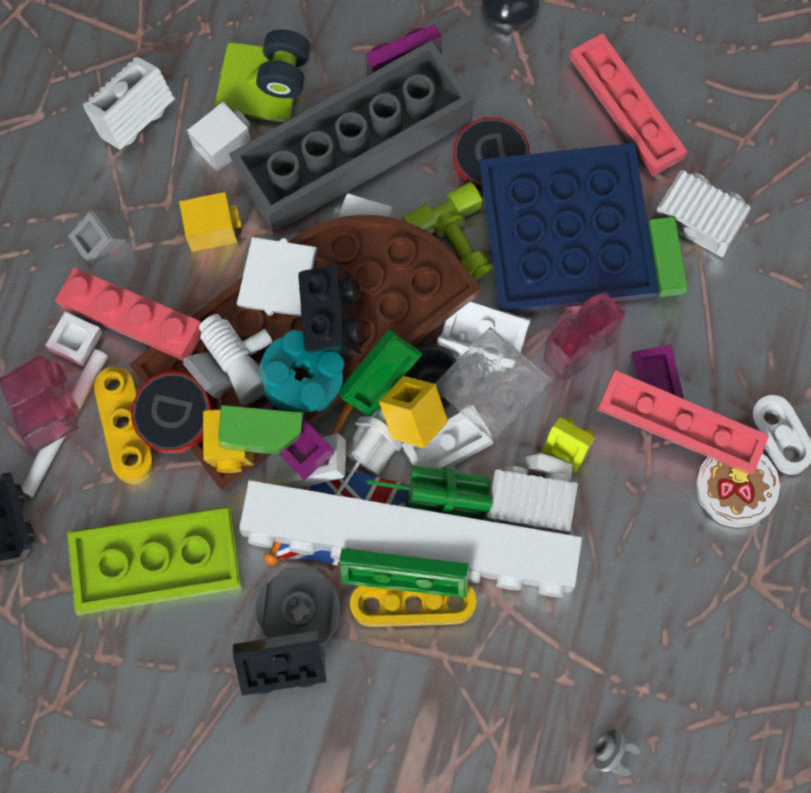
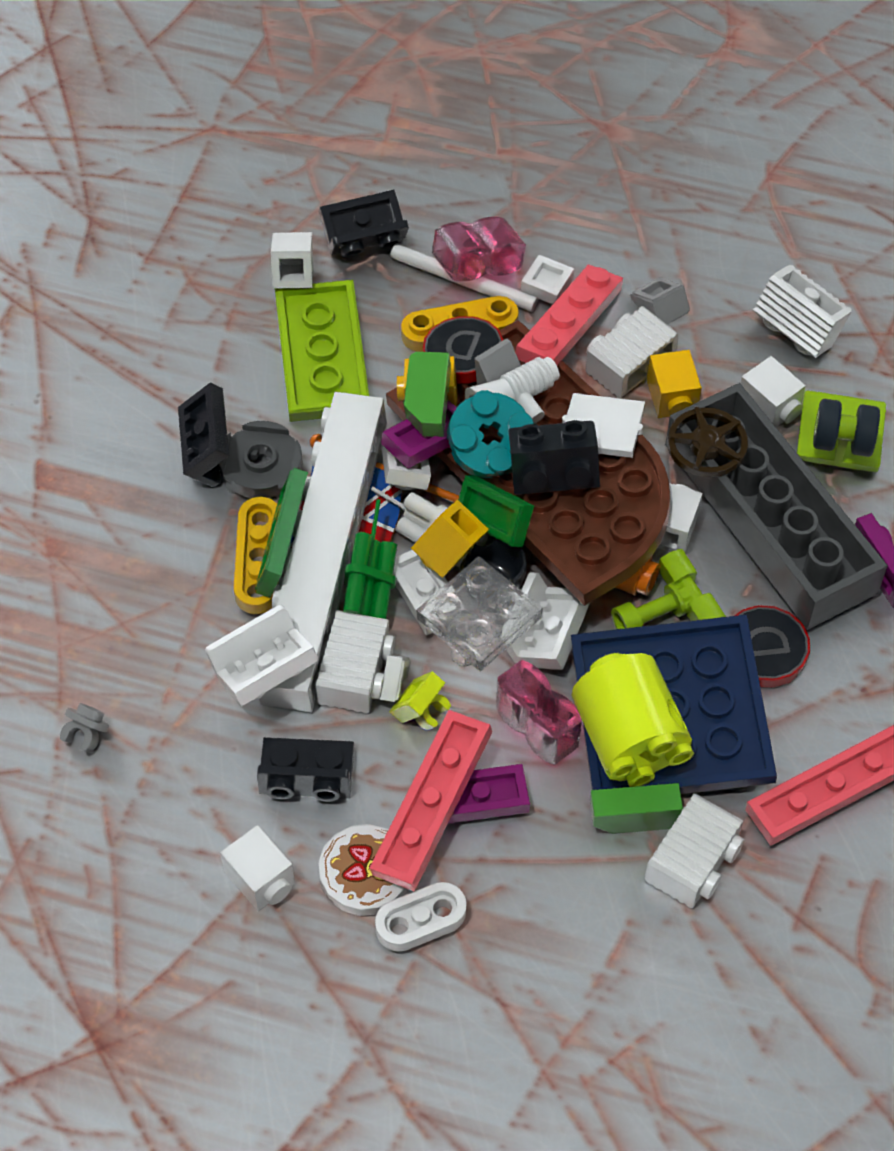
camera: 85 degrees right, 15 degrees down
(47, 591) = (292, 260): none -> white brick
(169, 259) = (623, 354): none -> white brick
(303, 181) = (707, 441): none -> dark brown wheel
(561, 575) = (260, 655): none -> white bracket
(606, 248) = (631, 718): none -> neon yellow cylinder
(642, 543) = (306, 768): none -> black bracket
(752, 574) = (258, 868): none -> white brick

